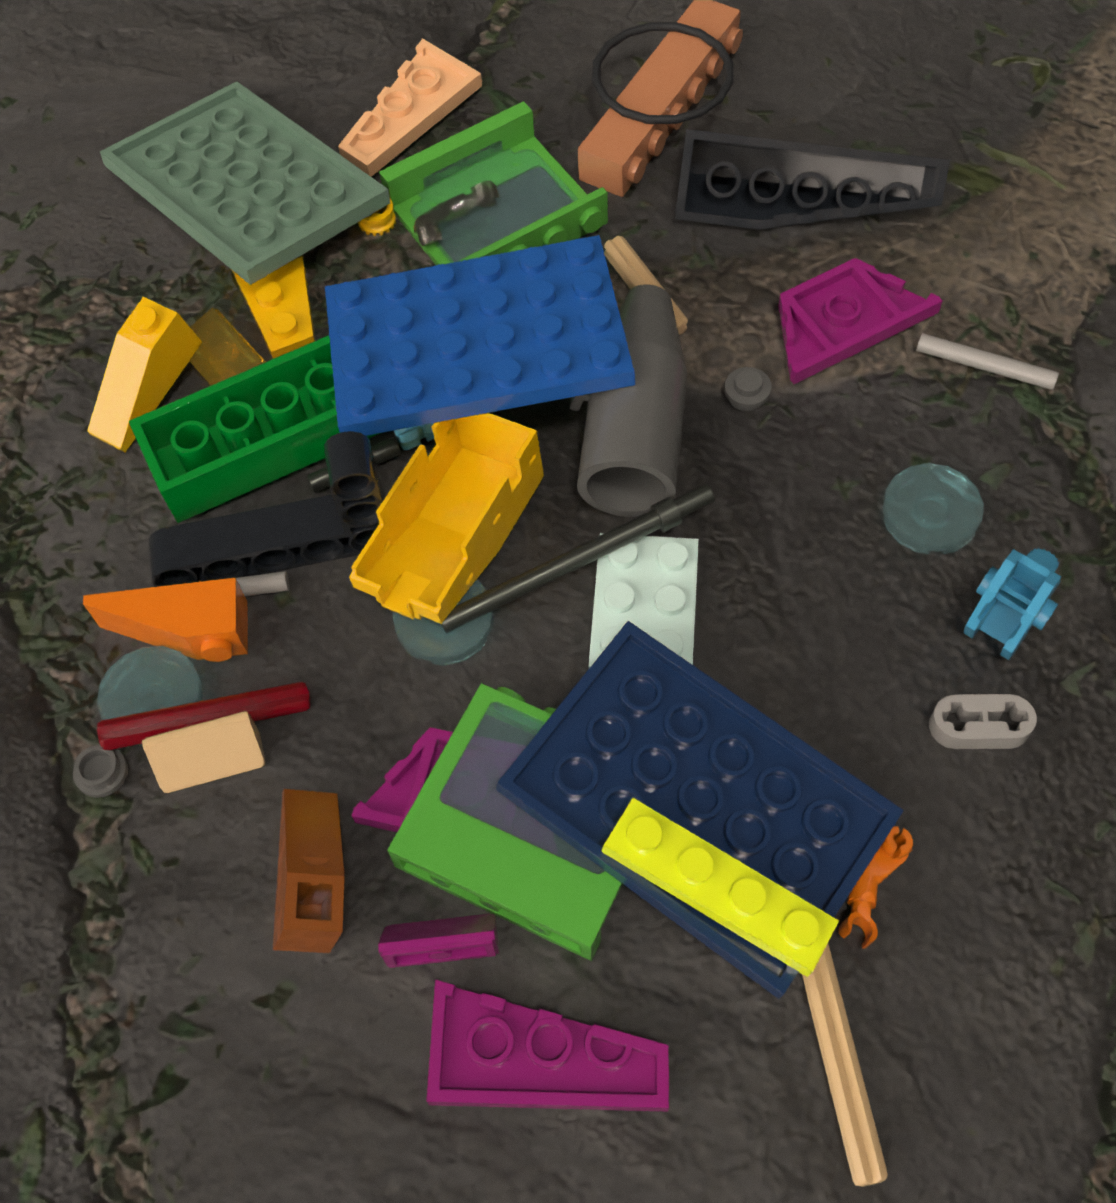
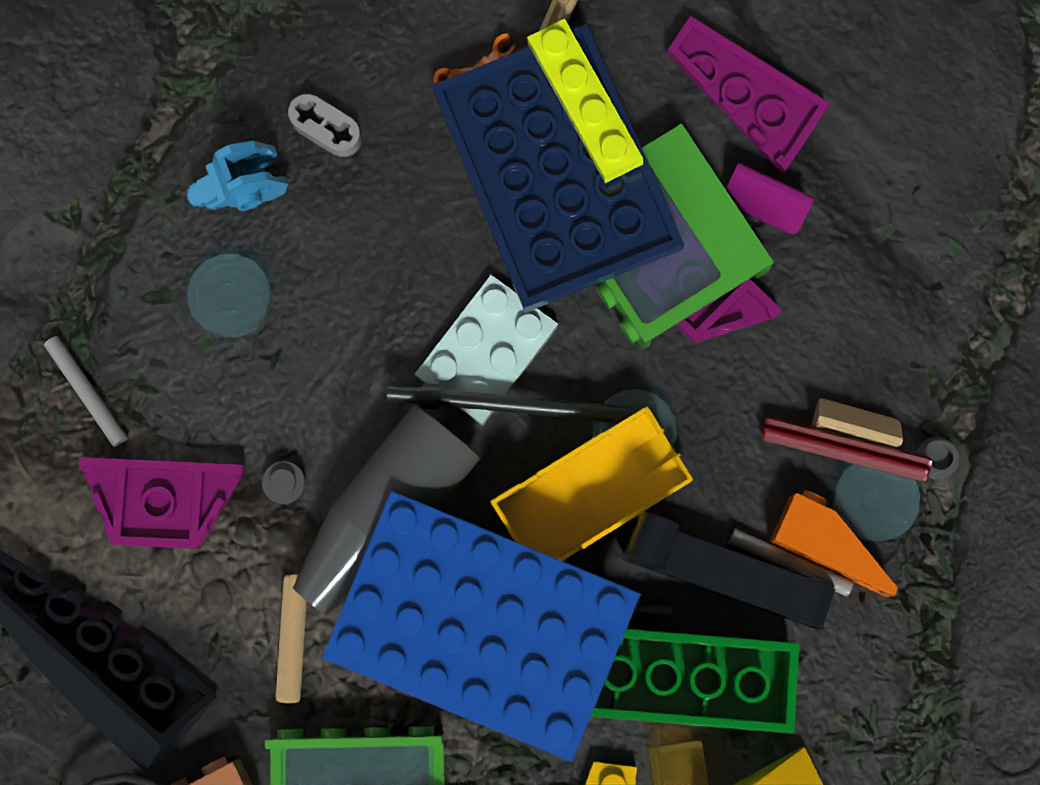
camera: 150 degrees left, 20 degrees up
(309, 873) = (828, 288): dark orange slope -> none

